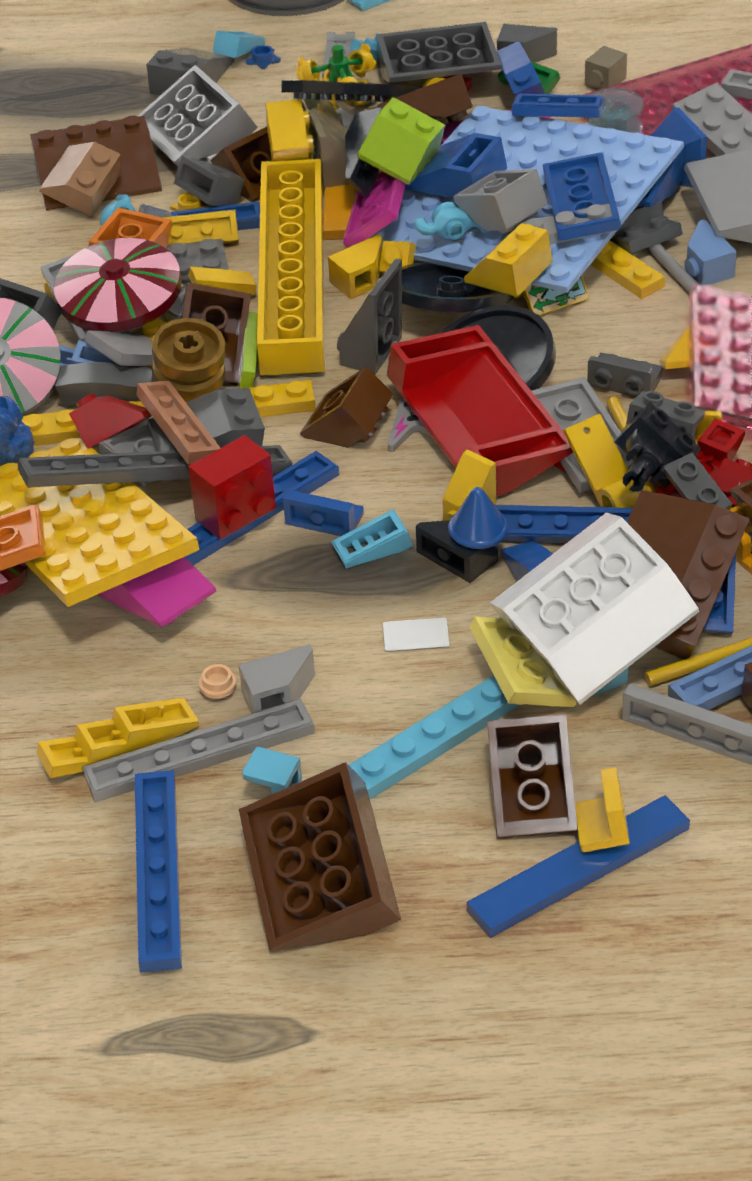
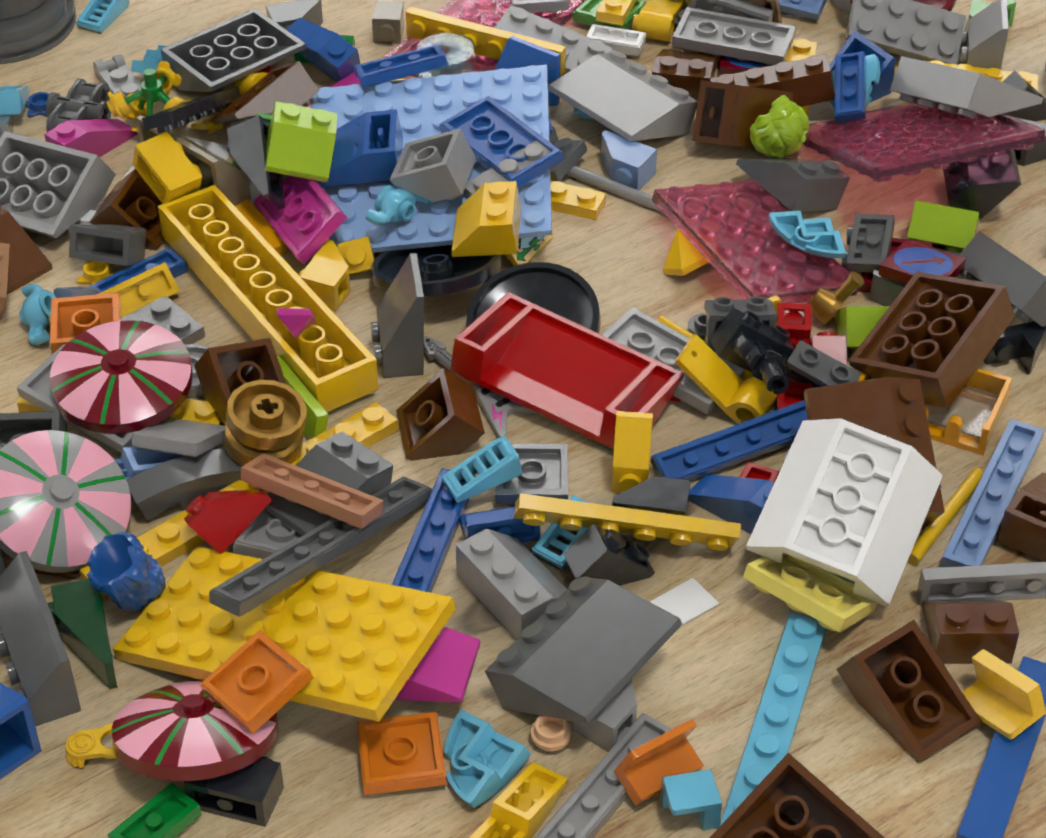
camera: 35 degrees left, 0 degrees up
(92, 647) = (401, 753): none -> orange plate
(148, 677) = (480, 758): none -> medium azure brick
(224, 279) = (209, 335): yellow tile -> none
(232, 487) = (421, 534): red brick -> none
(256, 89) = (91, 136): none -> dark pink slope
(273, 67) = (82, 102): none -> dark grey axle
(274, 730) = (662, 757): none -> orange panel
(280, 623) = (580, 651): none -> dark grey slope
(281, 286) = (296, 319): none -> dark pink slope
(292, 560) = (506, 578): none -> light grey slope
(338, 462) = (494, 464): none -> medium azure slope
(379, 572) = (608, 557): none -> black slope
(383, 482) = (543, 473): none -> flat silver plate
(399, 539) = (641, 523): none -> yellow plate
(478, 522) = (671, 476): blue hat -> none
(623, 374) = (649, 293): dark grey bracket -> none
(642, 754) = (967, 626): none -> reddish brown slope
(659, 103) = (486, 40): none -> yellow plate

